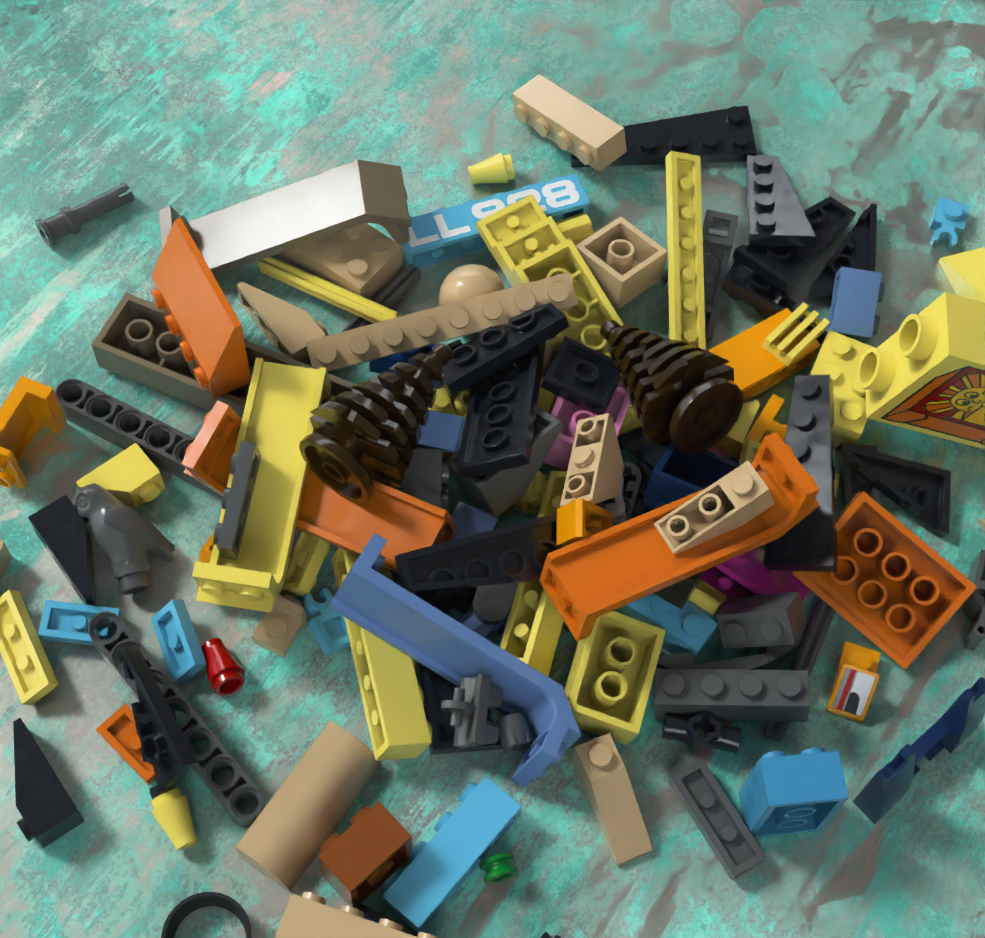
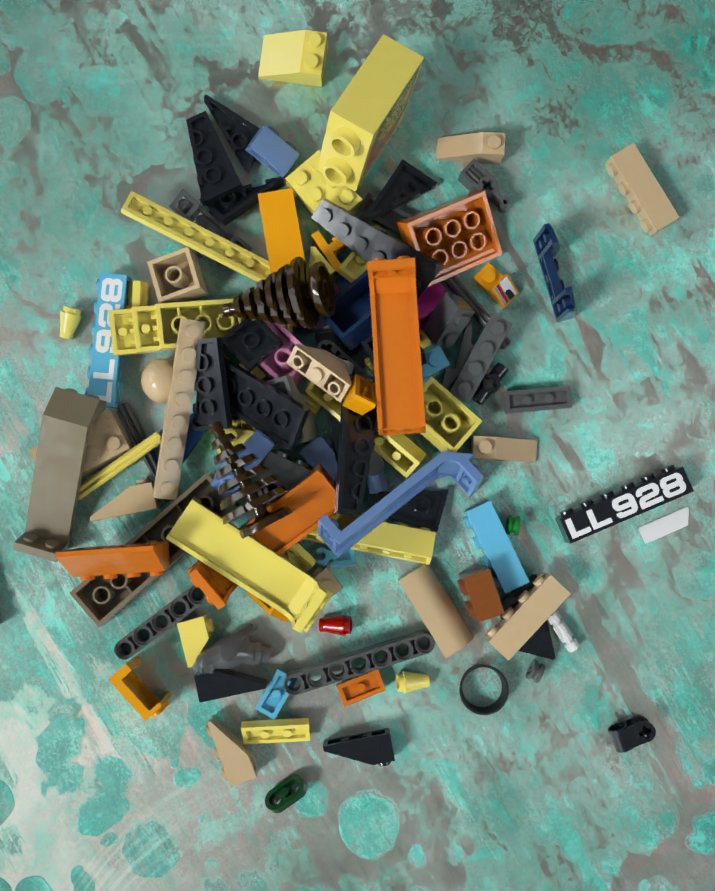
camera: 60 degrees left, 25 degrees up
(157, 726) = (364, 677): black wing -> none
(178, 641) = (311, 643): medium azure plate -> none
(237, 500) = (255, 585): dark grey plate -> none
(470, 711) = (428, 504): dark grey hips -> none
(513, 732) = (447, 485): dark grey hose -> none
(569, 123) = (58, 257): tan brick -> none
(712, 135) = (99, 184): black wing -> none
(716, 509) = (390, 320): tan slope -> none
(773, 207) = (179, 160): wing -> none
(793, 792) = (552, 357): dark azure brick -> none
(808, 319) = (273, 184): light yellow tile -> none
(948, 221) = (234, 54): medium azure plate -> none

